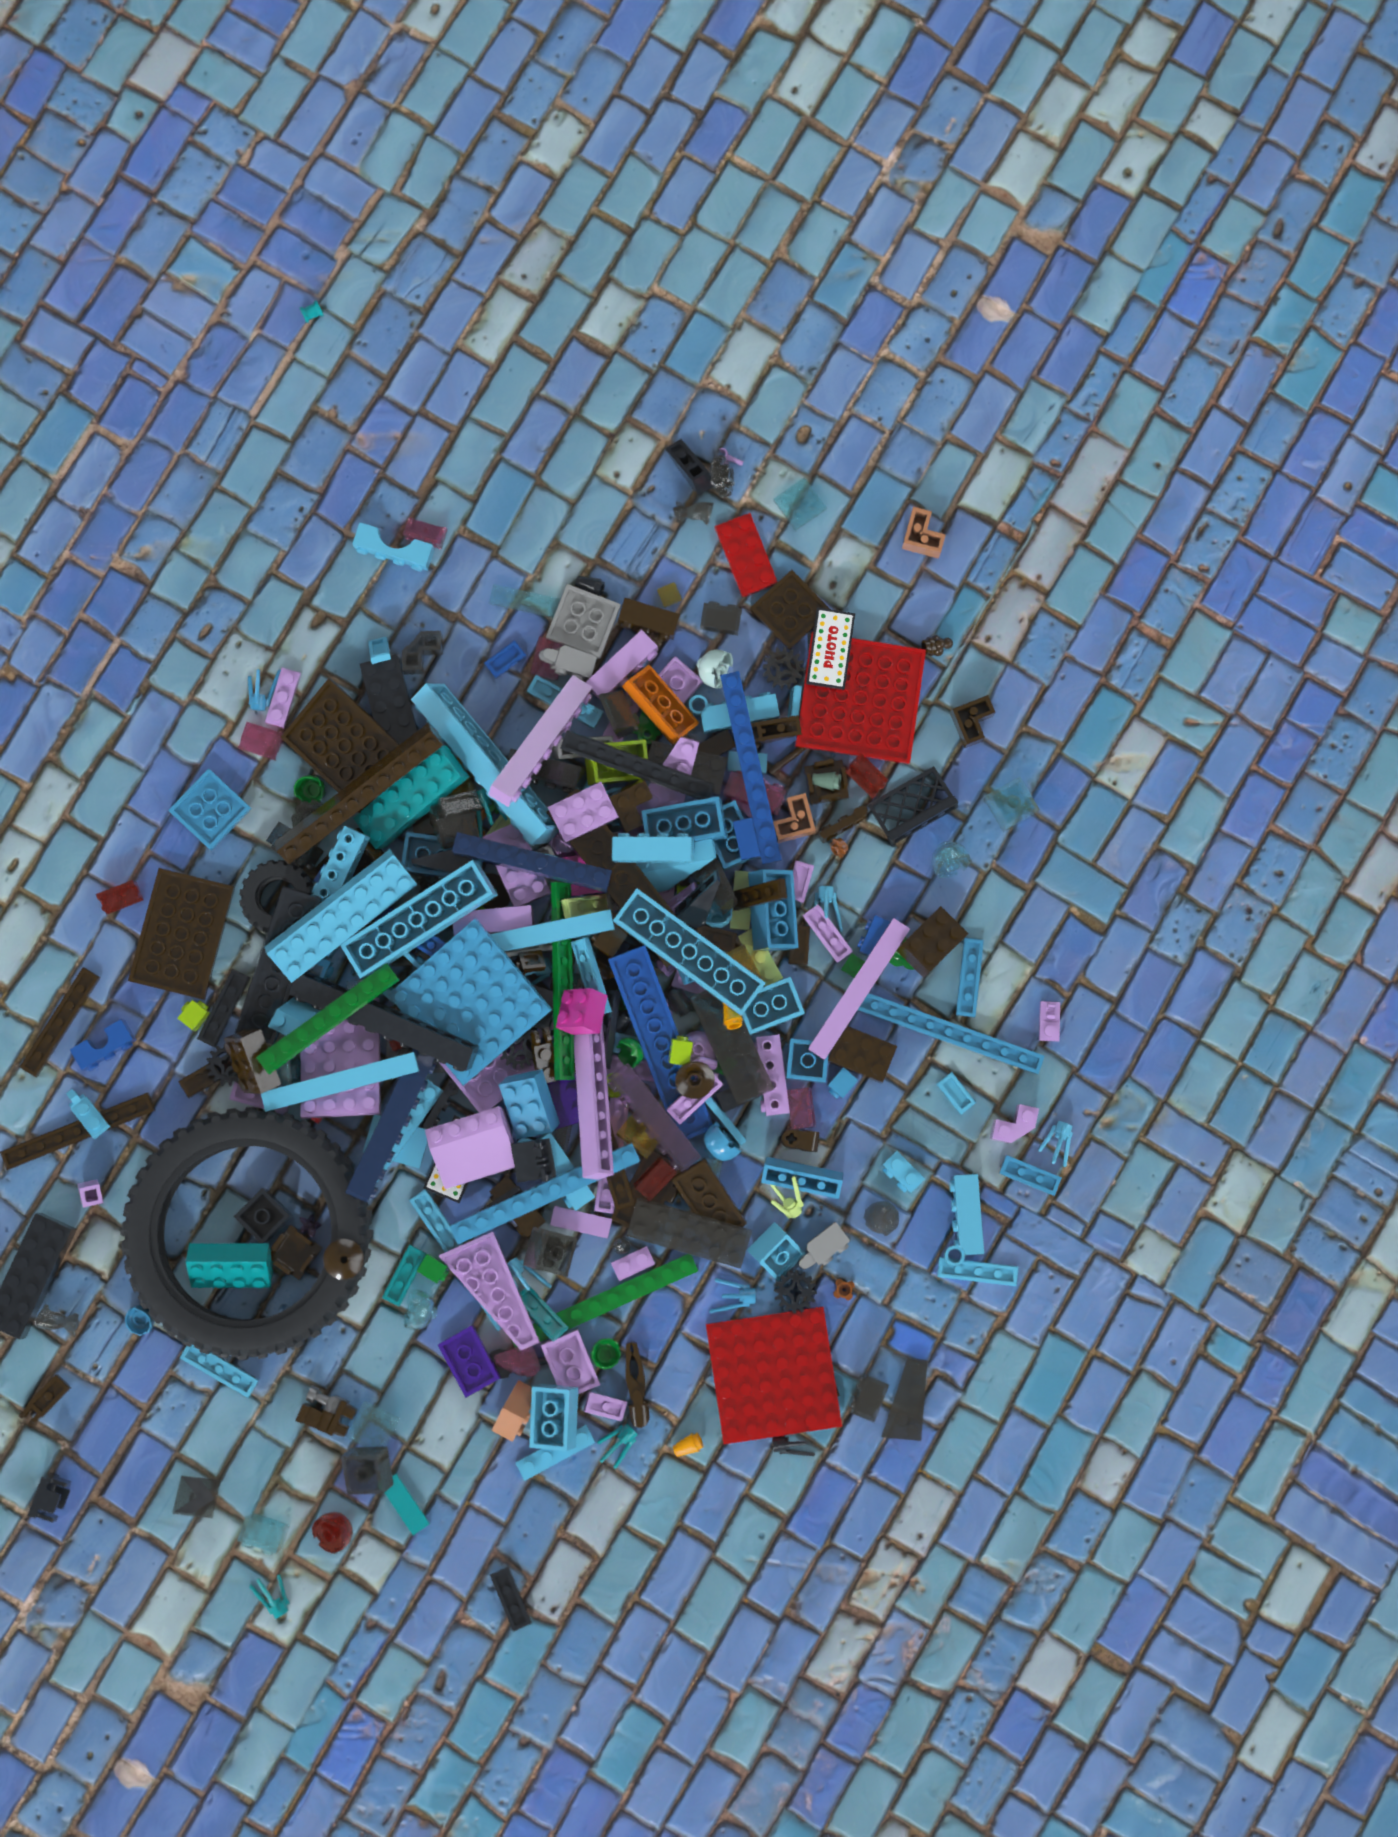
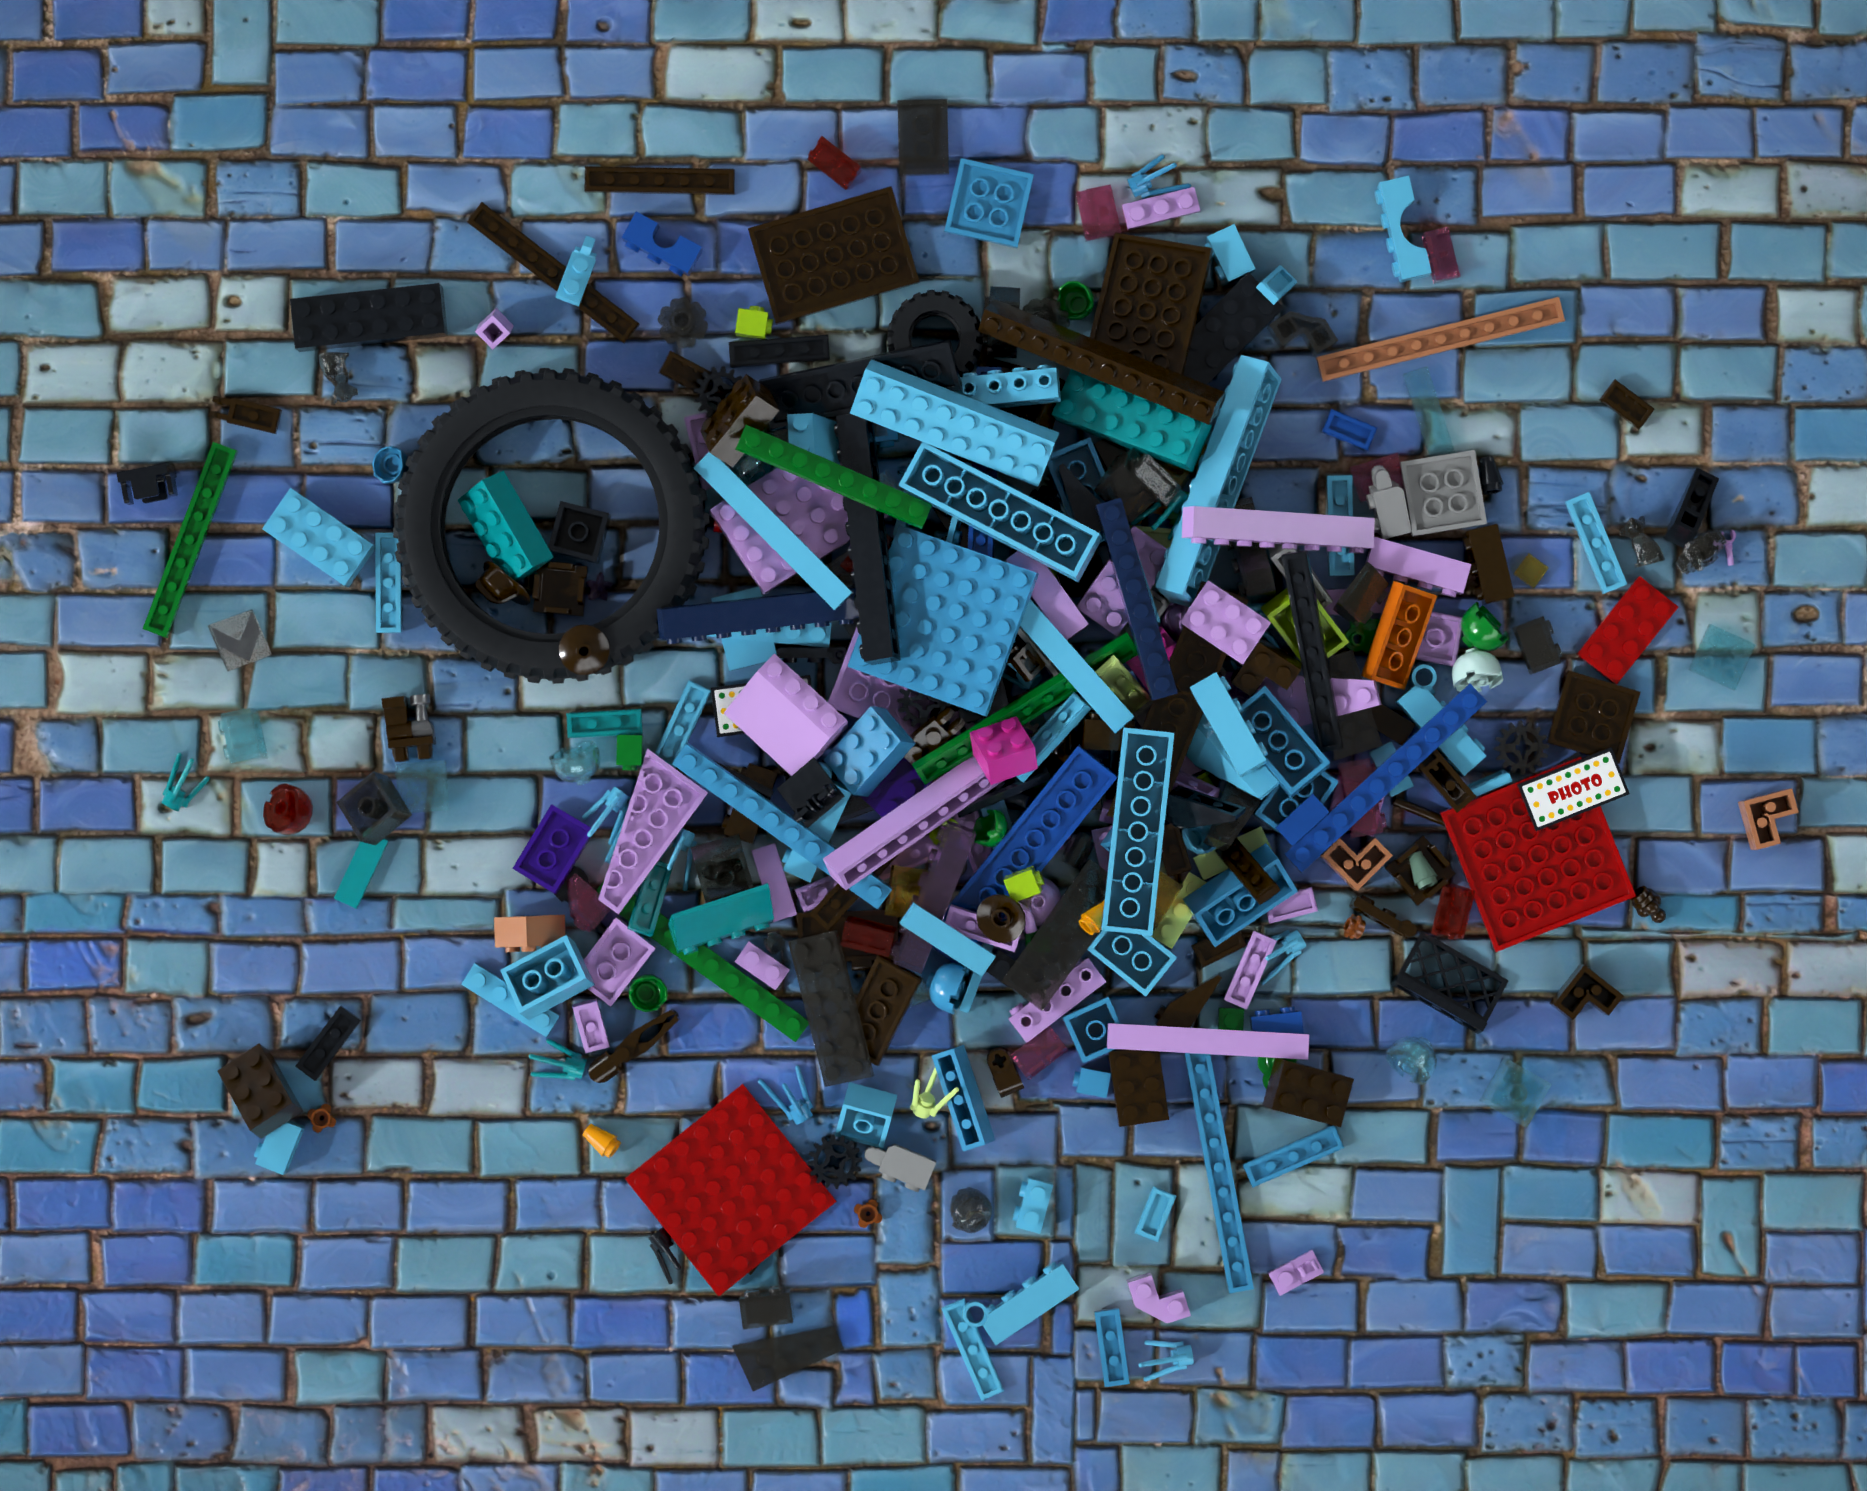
camera: 60 degrees right, 5 degrees up
(107, 1491) = (190, 540): none -> green plate
(139, 828) = (923, 137): none -> clear smoke tile
(159, 1399) = (319, 537): none -> medium azure brick
(165, 1062) = (683, 323): none -> clear smoke plant
(268, 1292) = (499, 587): none -> dark brown piece
(341, 670) = (1230, 255): none -> medium azure brick
(461, 1299) = (614, 801): none -> medium azure plant
(480, 565) = (1440, 339): none -> nougat plate
(515, 1667) = (260, 1091): none -> dark brown brick
(555, 1638) = (318, 1124): none -> dark orange plate
(561, 1675) = (279, 1147): none -> medium azure brick
(584, 1272) = (721, 919): none -> teal slope
(596, 469) = (1626, 404): none -> dark brown plate
(676, 541) = (1596, 543): none -> medium azure plate
(687, 1125) = (947, 939): none -> medium azure tile
(689, 648) = (1482, 629): none -> green cylinder
(828, 990) = (1186, 1007): none -> dark brown slope

